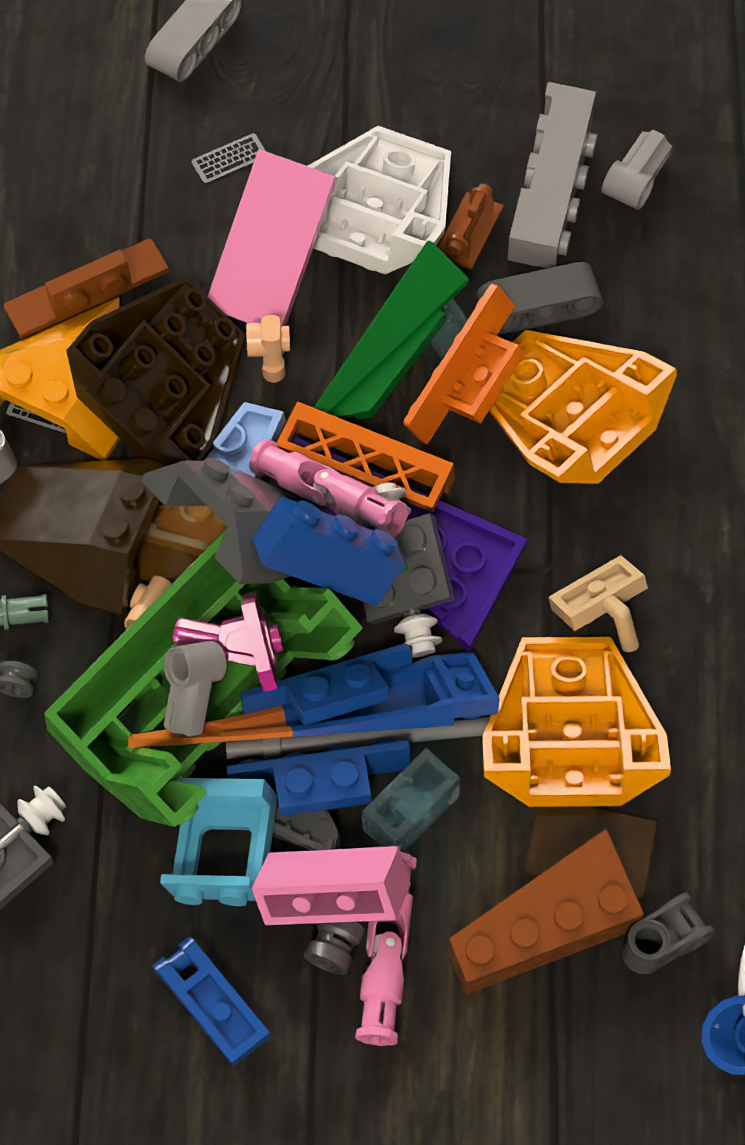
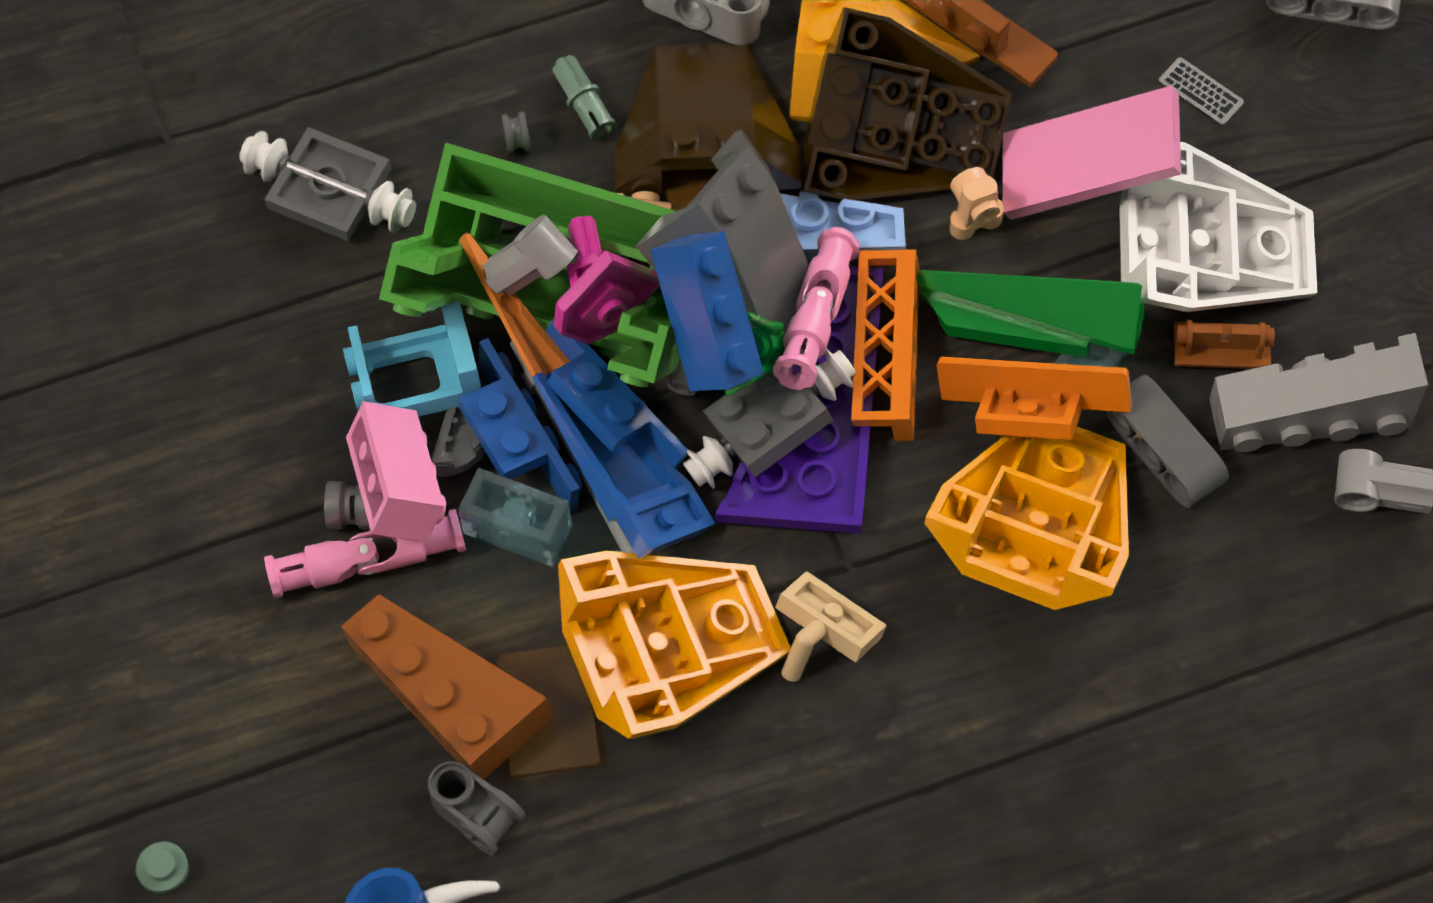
camera: 70 degrees right, 0 degrees up
(212, 1002) = (258, 423): blue plate -> none

